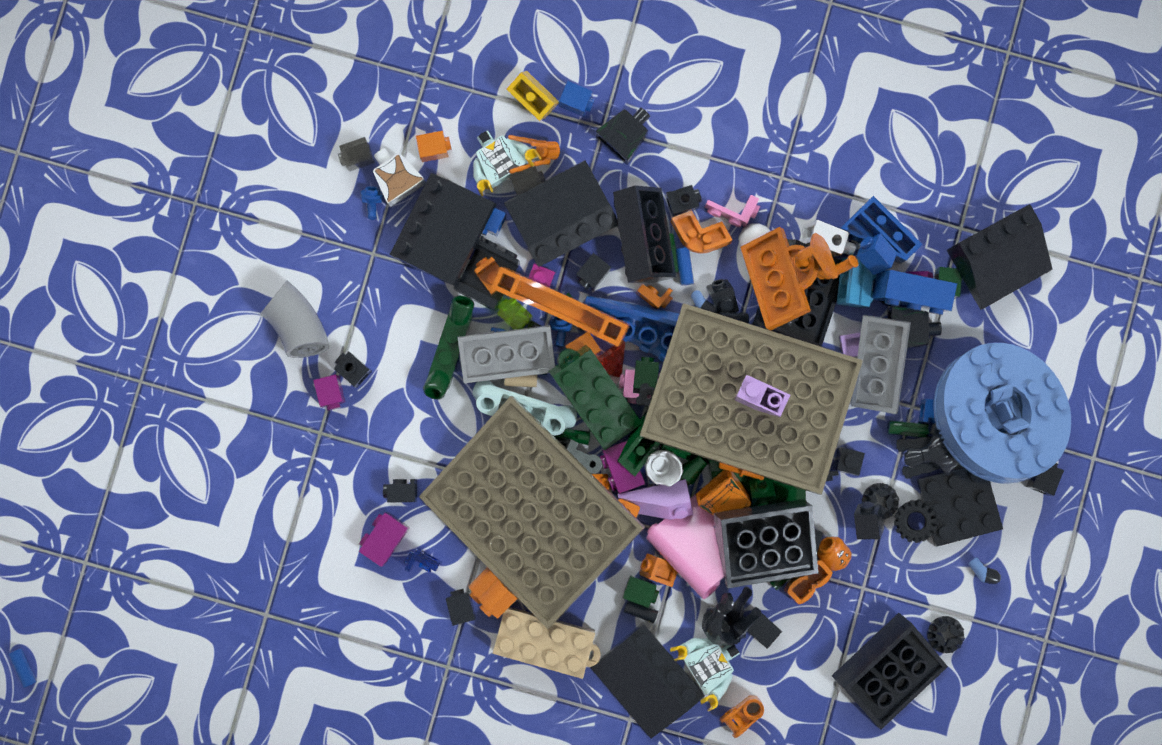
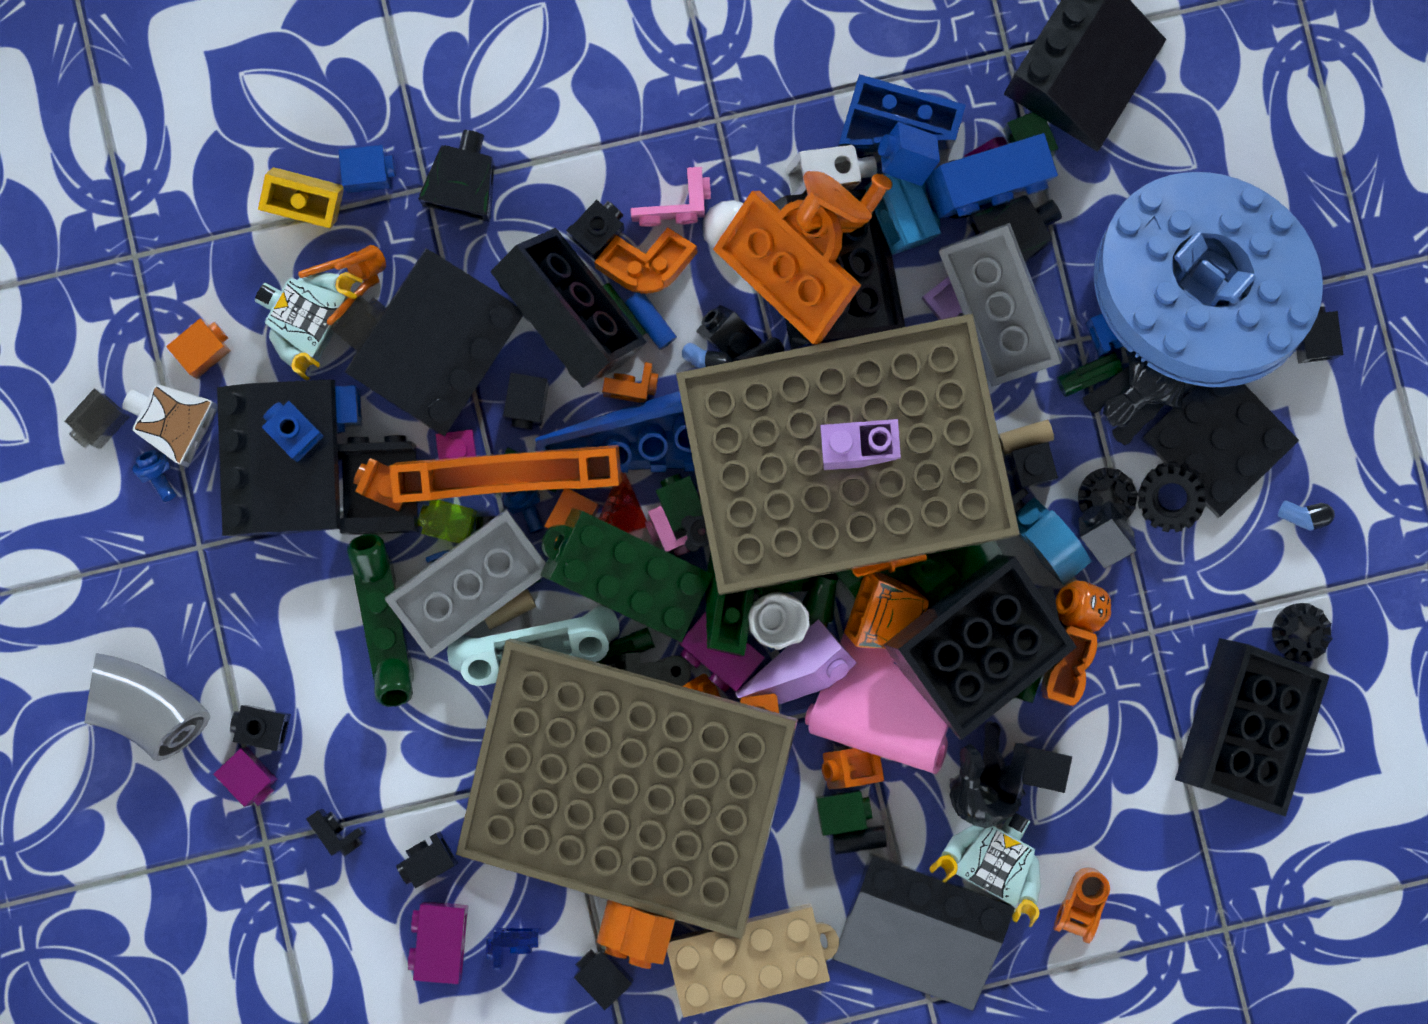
camera: 30 degrees left, 0 degrees up
(358, 443) = (328, 830): none -> black bracket
(460, 226) = (301, 439): none -> blue brick
(836, 508) = (1051, 541): none -> dark azure brick
(854, 443) = (1026, 436): none -> tan axle

